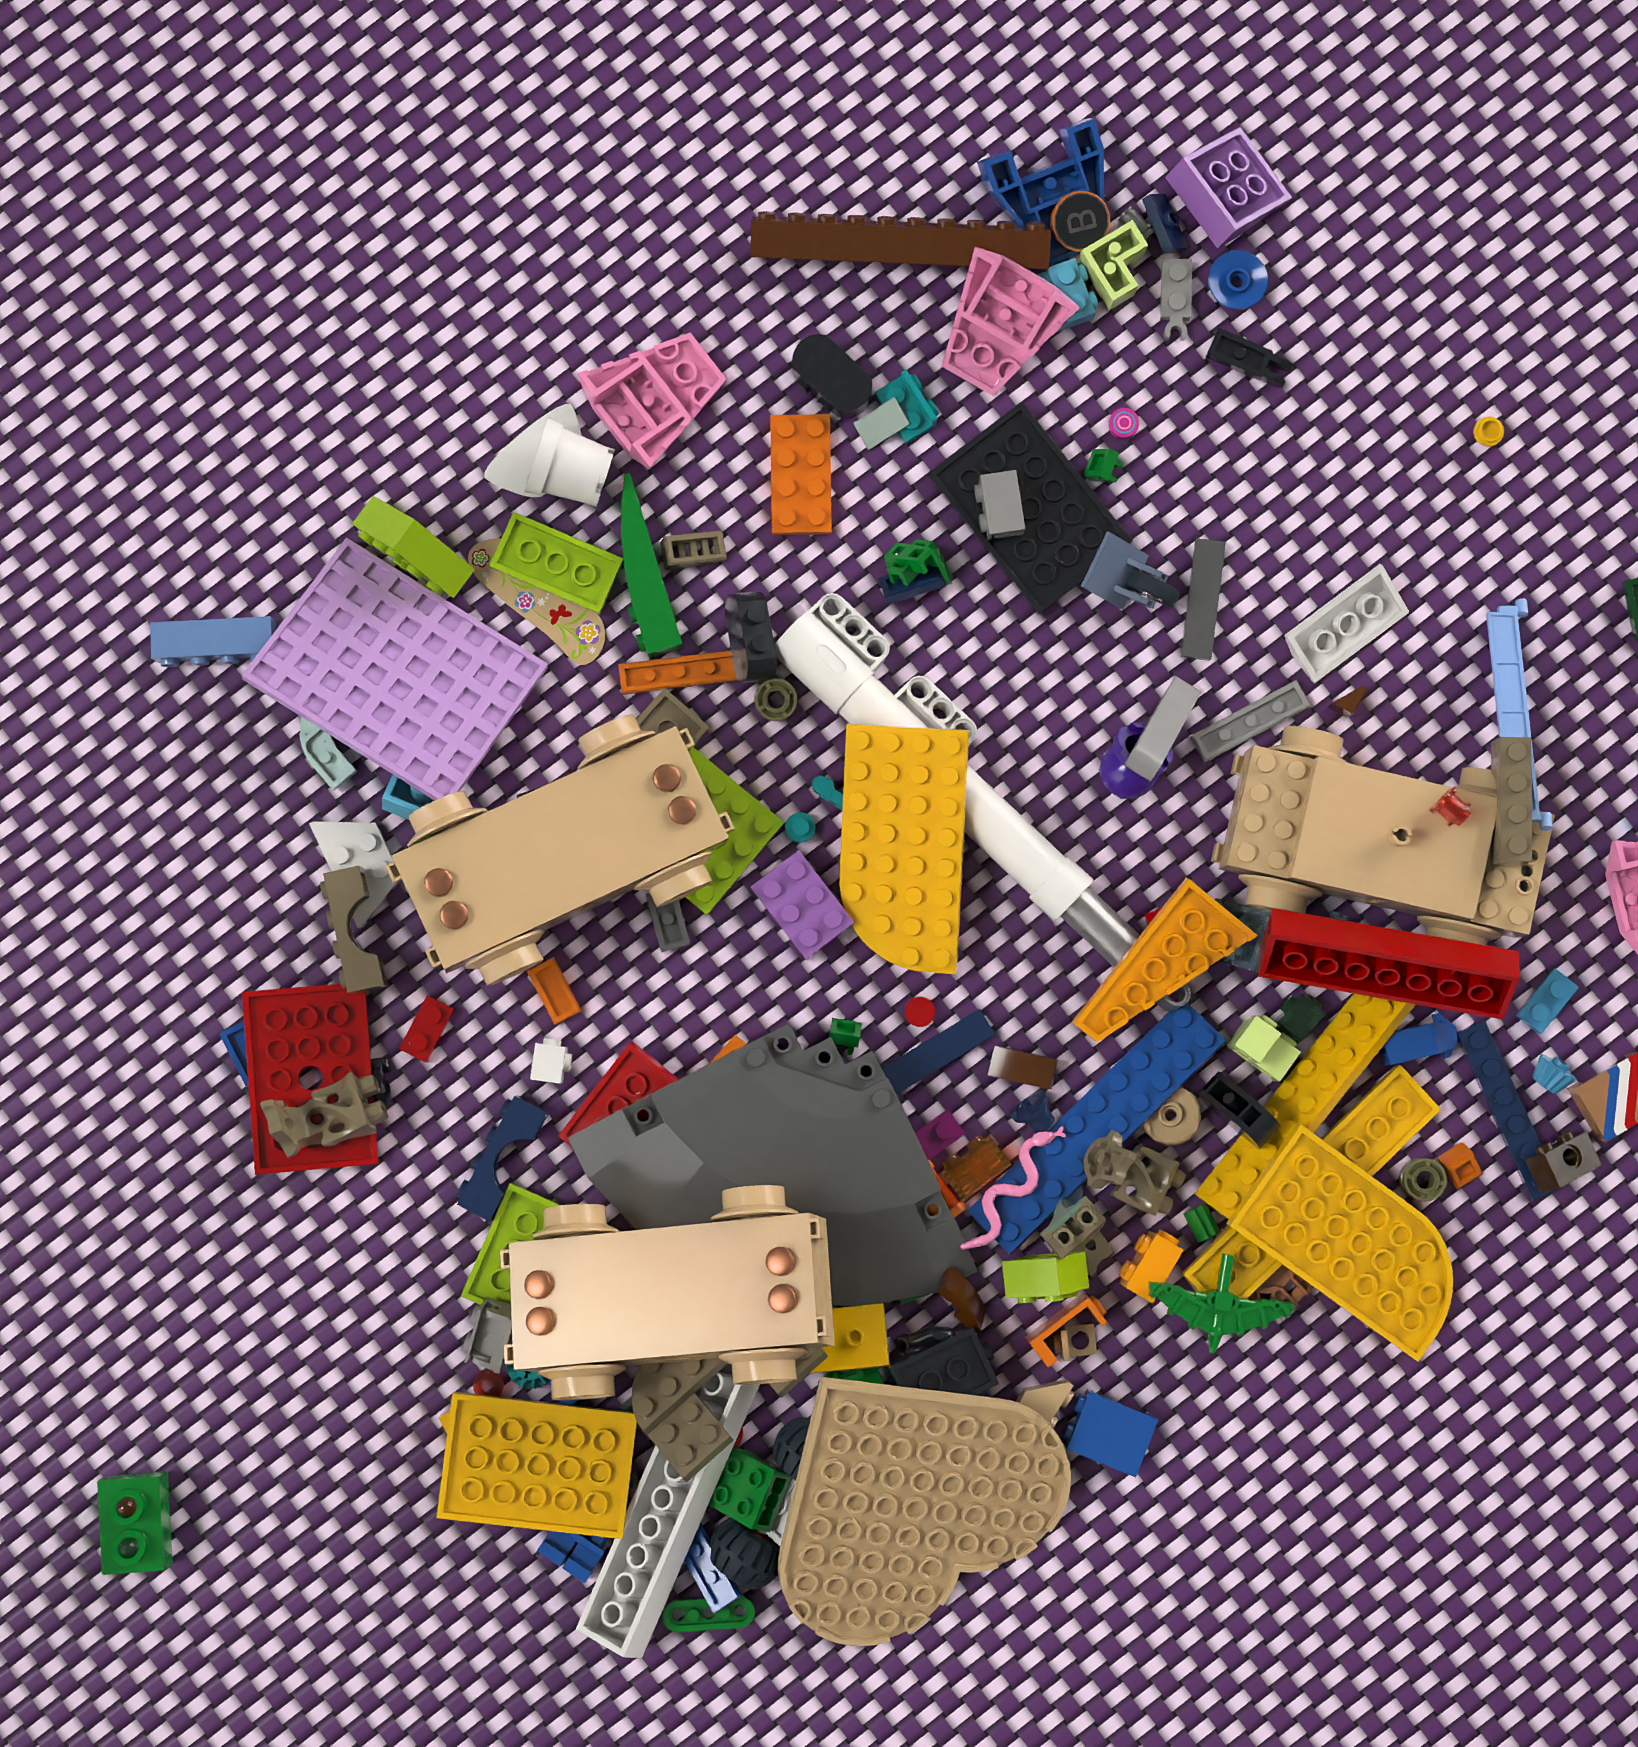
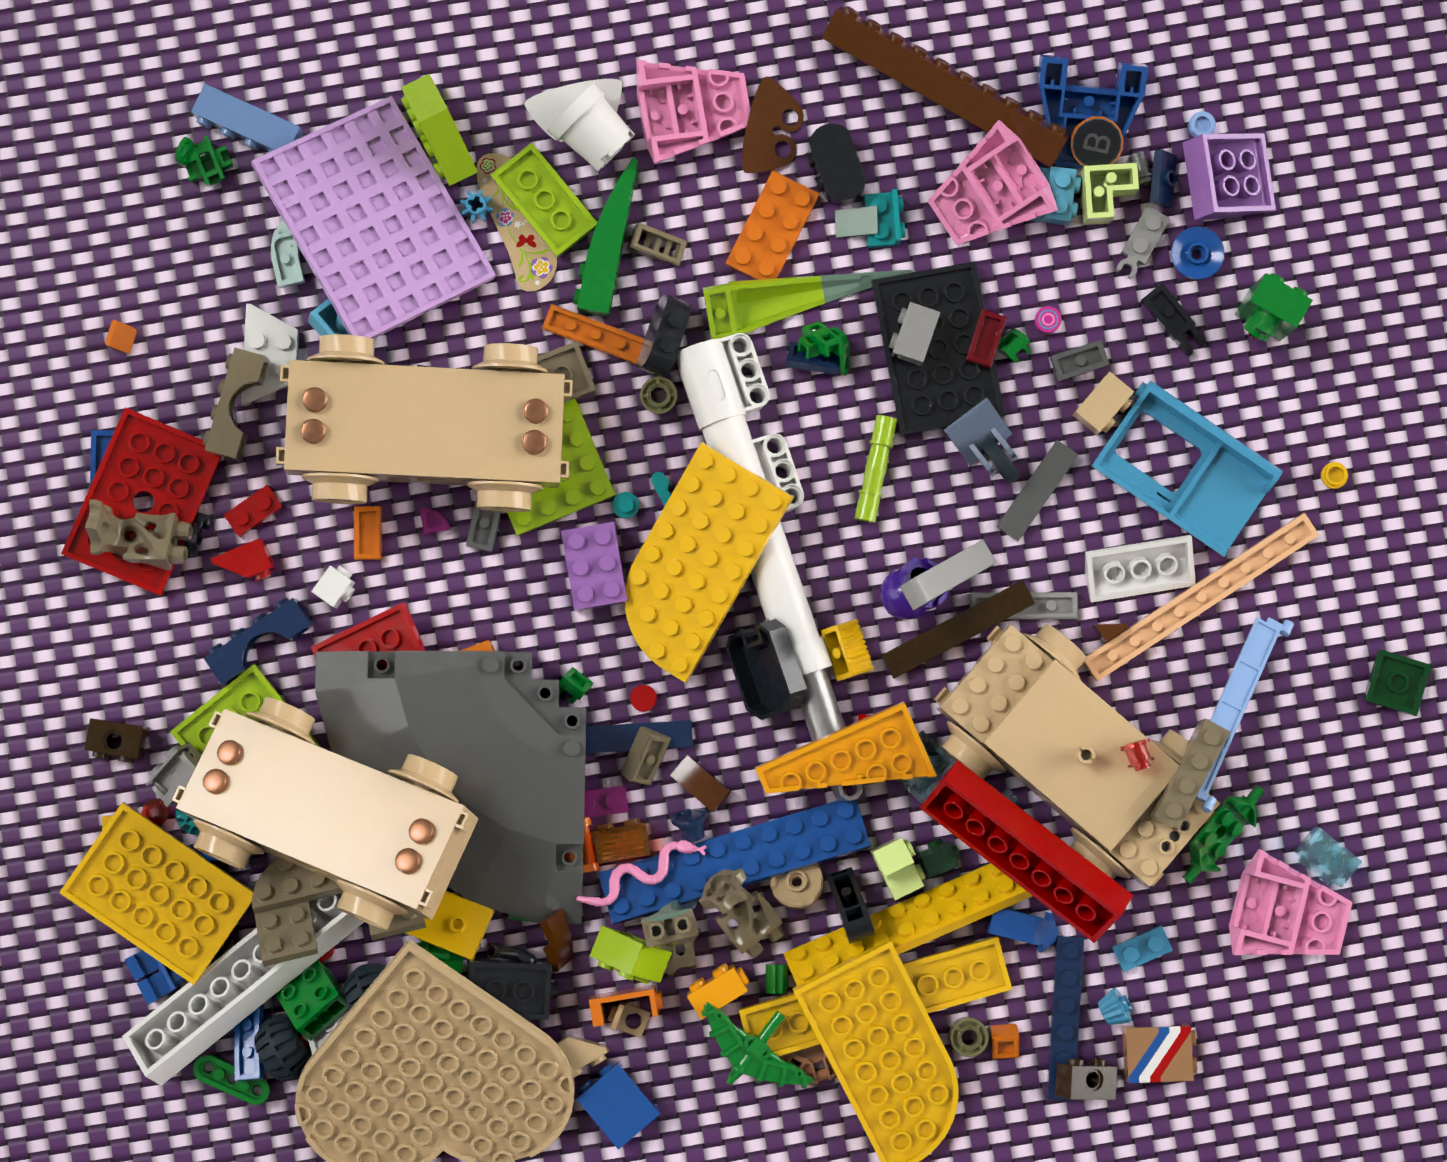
camera: 30 degrees right, 0 degrees up
(173, 706) = (213, 162): none -> green piece
(199, 923) = (120, 337): none -> orange slope
(391, 1333) = (100, 735): none -> dark brown brick
(448, 1082) = (248, 560): none -> red slope
(484, 601) = (480, 213): none -> dark azure gear
(614, 945) = (433, 521): none -> magenta tile
(733, 362) = (759, 139): none -> reddish brown piece
(823, 558) = (756, 303): none -> lime plate
(952, 1069) = (645, 756): none -> dark tan slope
(1031, 661) = (875, 468): none -> lime piece
(1035, 927) = (769, 676): none -> black piece
(1073, 473) = (986, 338): none -> dark red tile
(1099, 856) = (847, 650): none -> yellow brick
(1173, 150) = (1201, 123): none -> light blue tile
(1177, 448) = (1079, 360): none -> dark grey plate
(1198, 778) = (958, 629): none -> dark brown tile
(1224, 478) = (1104, 403): none -> tan piece
(1343, 295) = (1272, 308): none -> green piece
(1382, 499) = (1217, 491): none -> dark azure piece
(1421, 620) = (1200, 596): none -> light nougat plate
(1564, 844) = (1220, 831): none -> green plate

